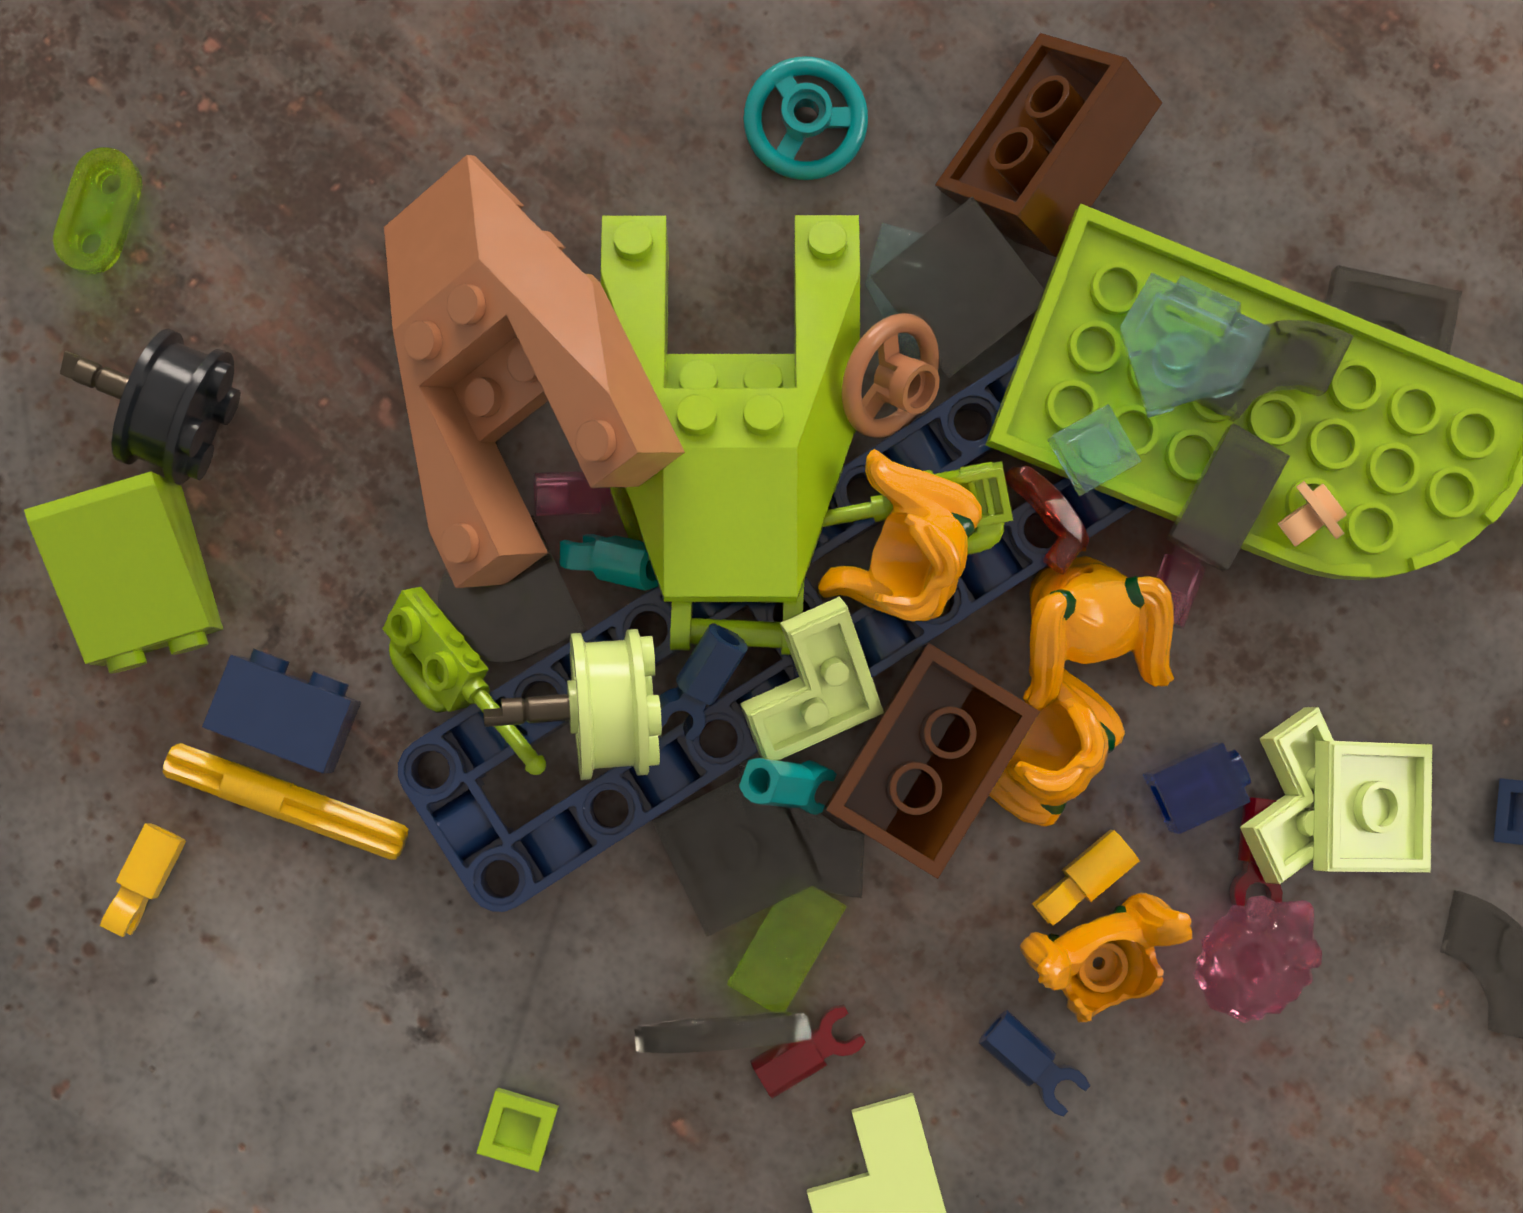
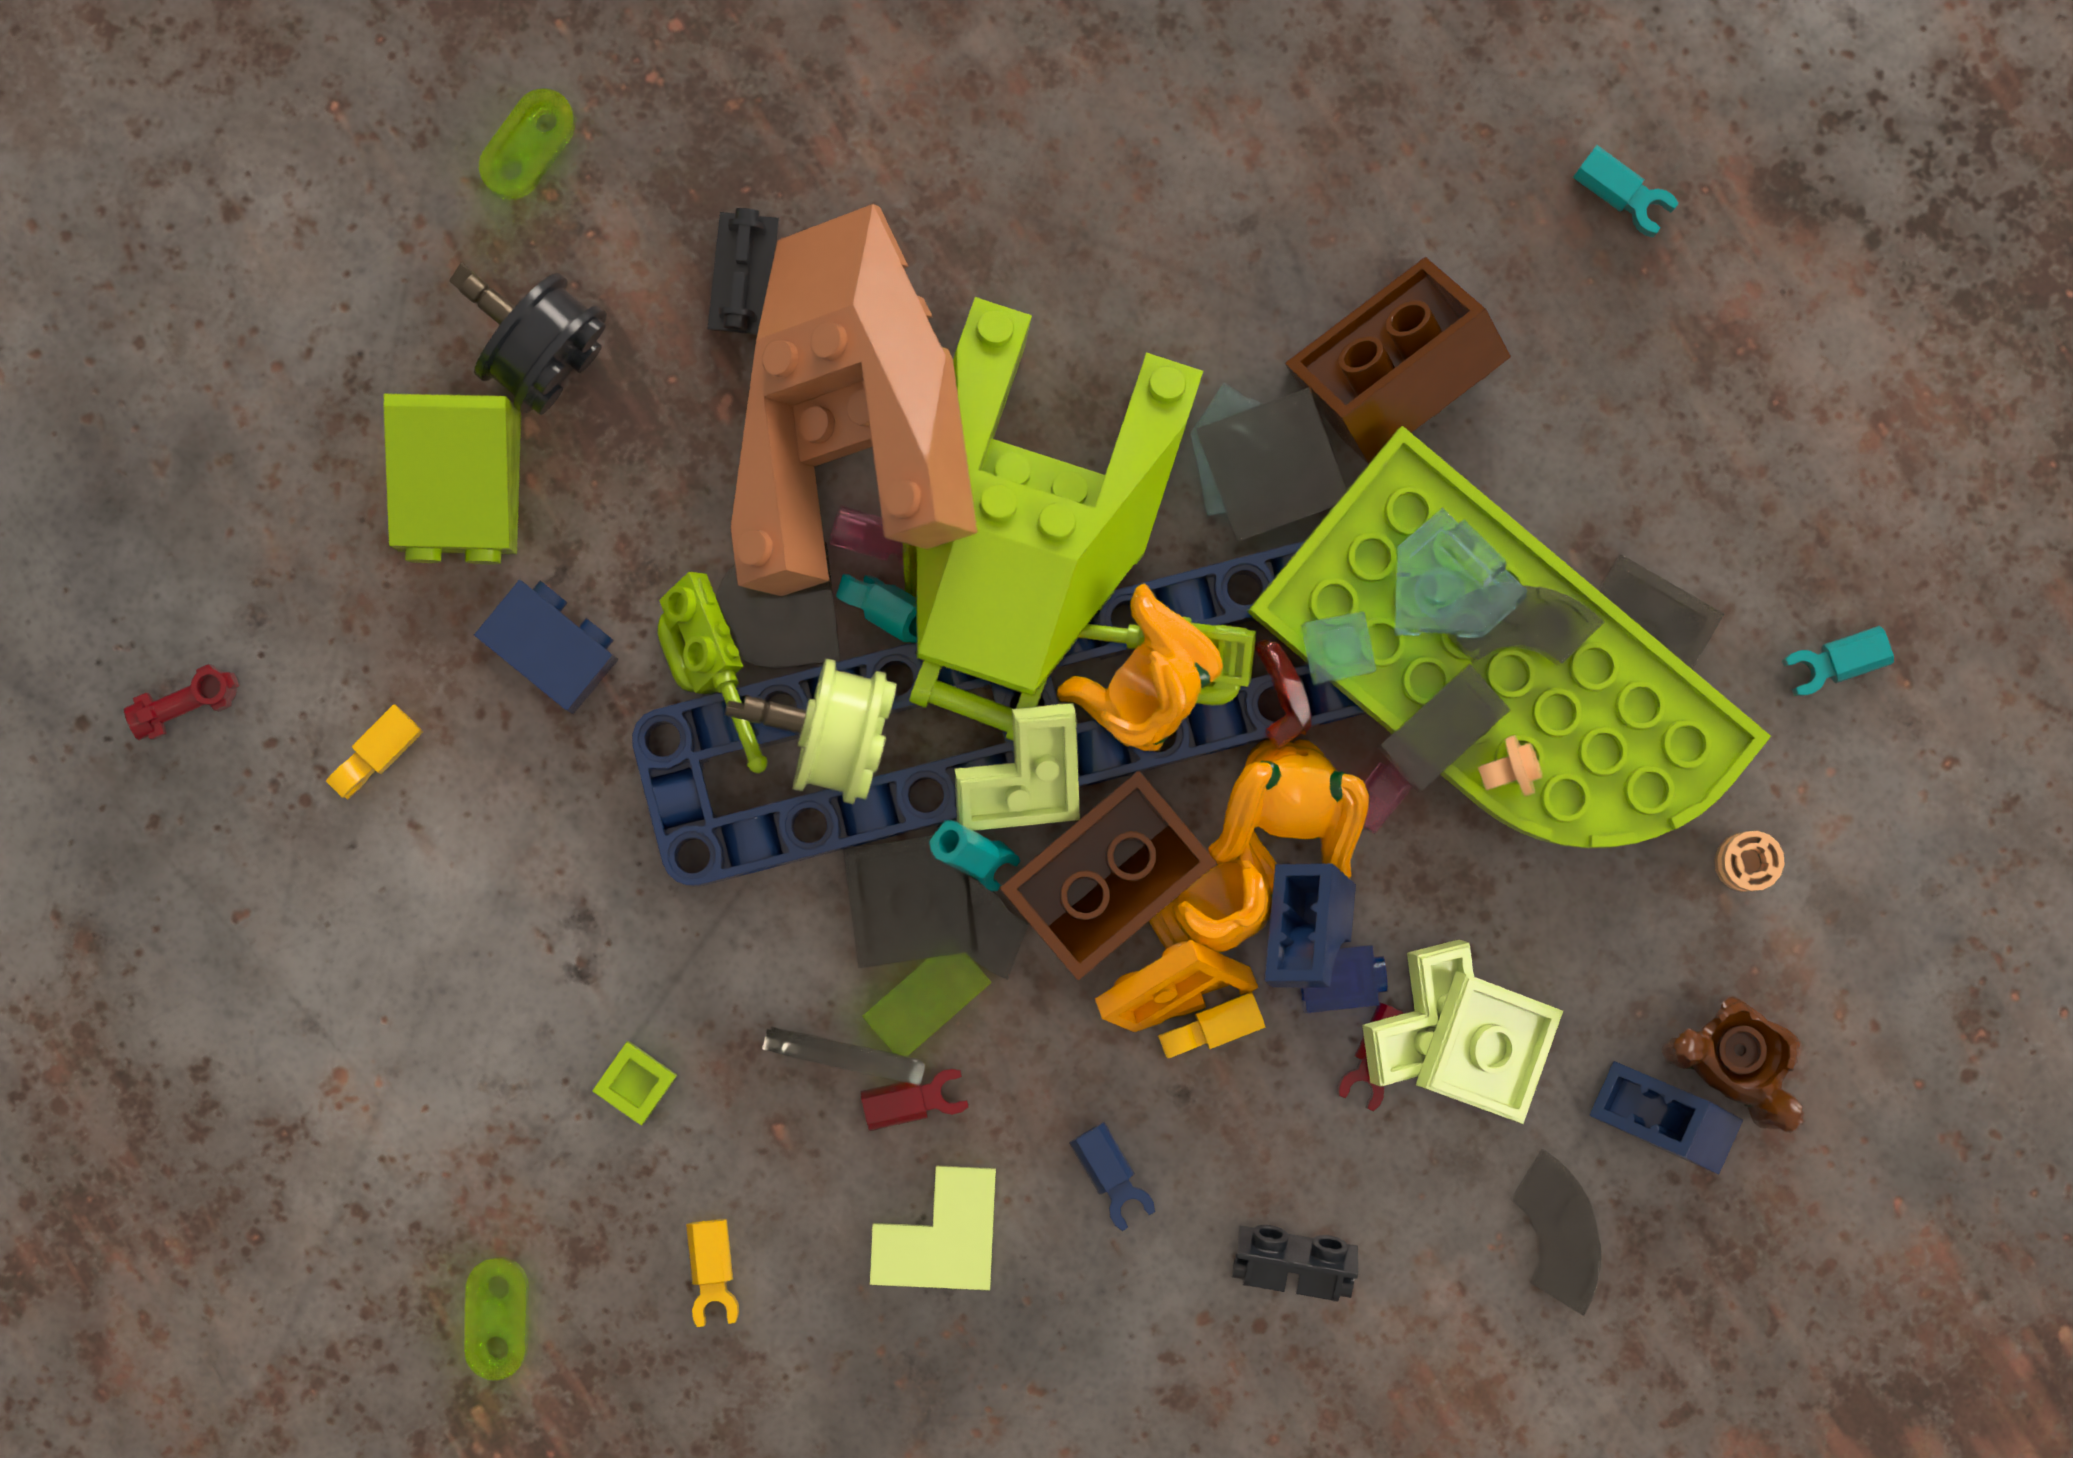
camera: 20 degrees right, 0 degrees up
(285, 801) = (523, 725): yellow axle -> none
(357, 267) = (741, 270): none -> black hinge
(703, 677) = (929, 735): dark blue bar -> none
(812, 96) = (1184, 243): teal piece -> none
(898, 379) = (1188, 529): nougat piece -> none
(1031, 851) = (1172, 986): none -> light orange wing
(1127, 953) = (1224, 1091): light orange hair -> none
(1151, 744) = (1308, 924): none -> dark blue arch
(1258, 958) = (1340, 1145): clear pink animal -> none
(1277, 1081) = (1323, 1262): none -> black hinge

